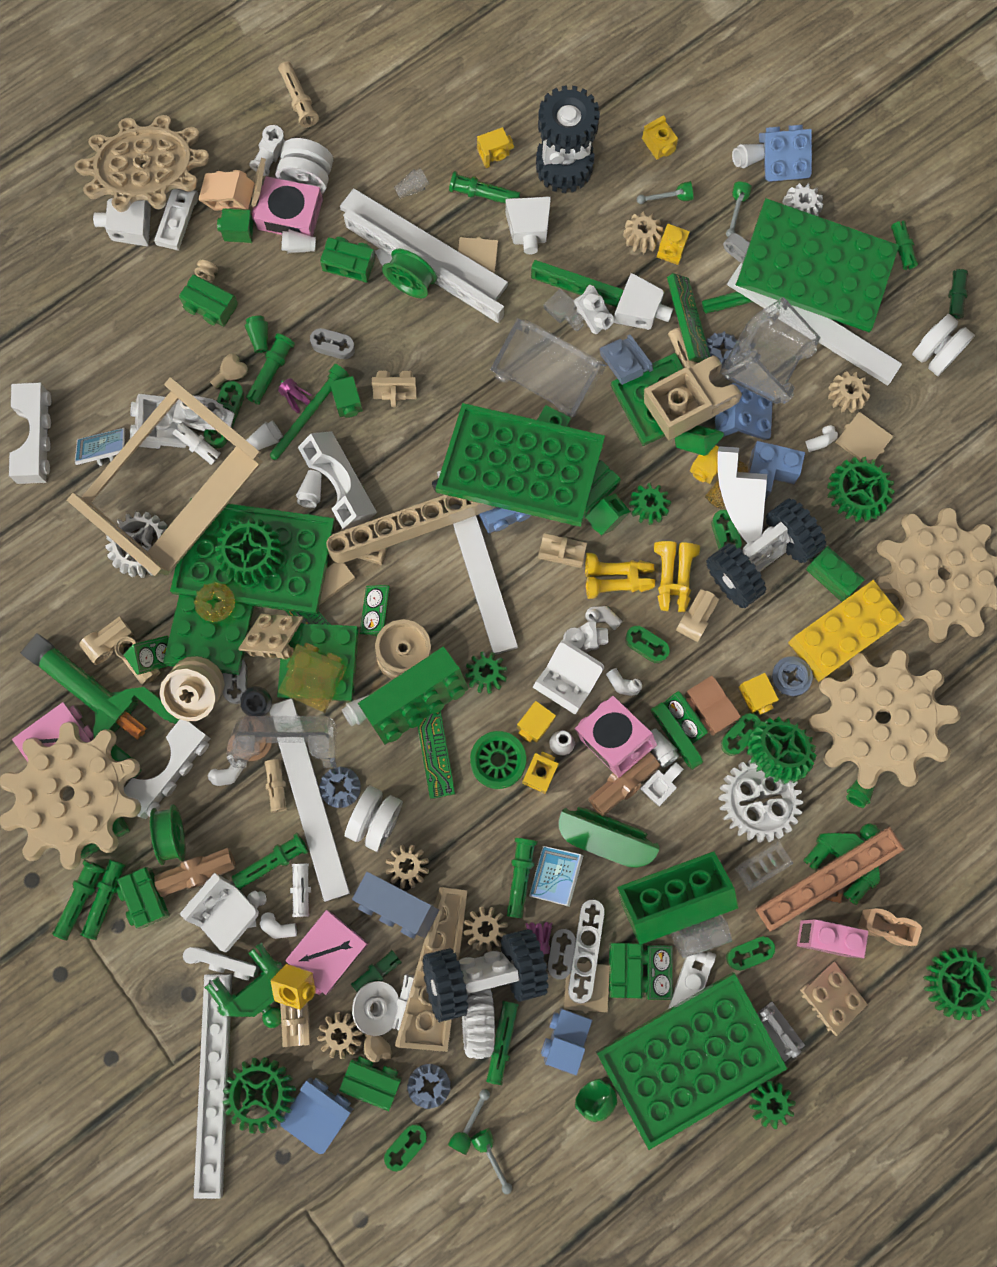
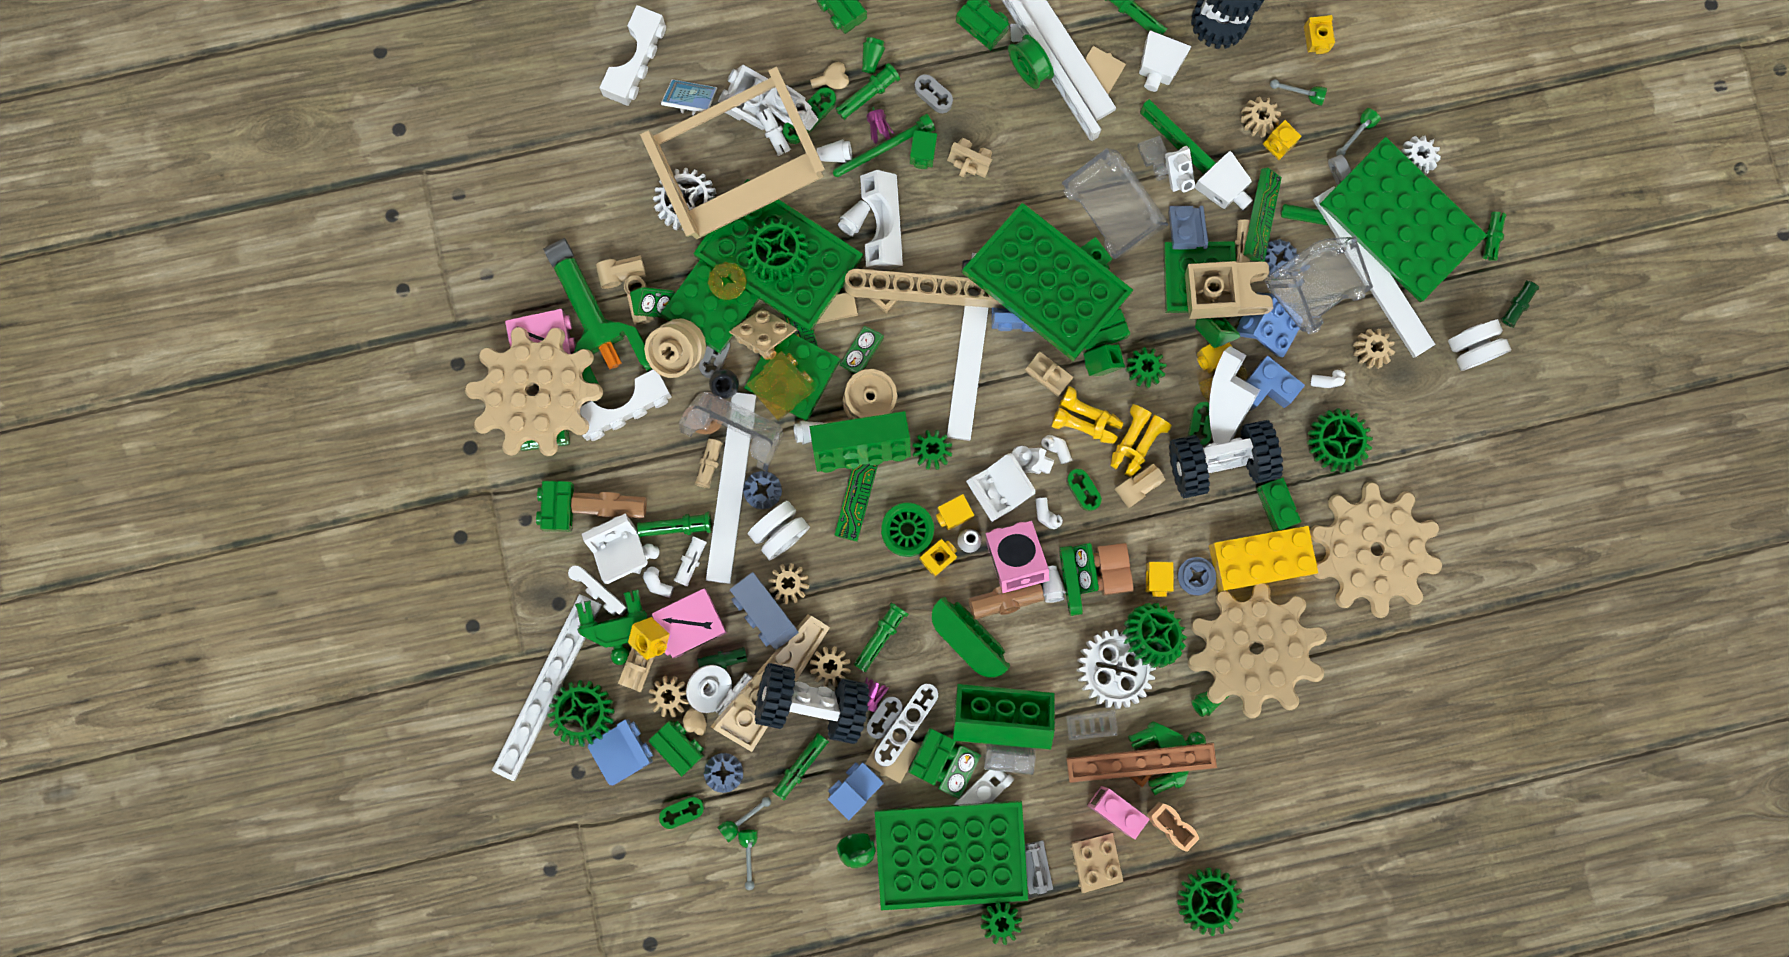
camera: 20 degrees right, 5 degrees up
(82, 889) = (510, 474): green pin -> none
(105, 893) = (519, 495): green pin -> none
(167, 834) = (600, 463): green wheel -> none
(224, 776) = (669, 435): white arm -> none
(479, 1025) = (788, 742): white gear -> none
(556, 876) = (910, 650): piece -> none
(660, 786) = (1036, 617): white plate -> none
(736, 730) = (1124, 600): green beam -> none
(748, 154) = (1394, 86): white cone -> none
(753, 959) = (1045, 786): green beam -> none
(787, 153) = (1429, 100): medium blue bracket -> none
(864, 438) = (1367, 396): tan piece -> none

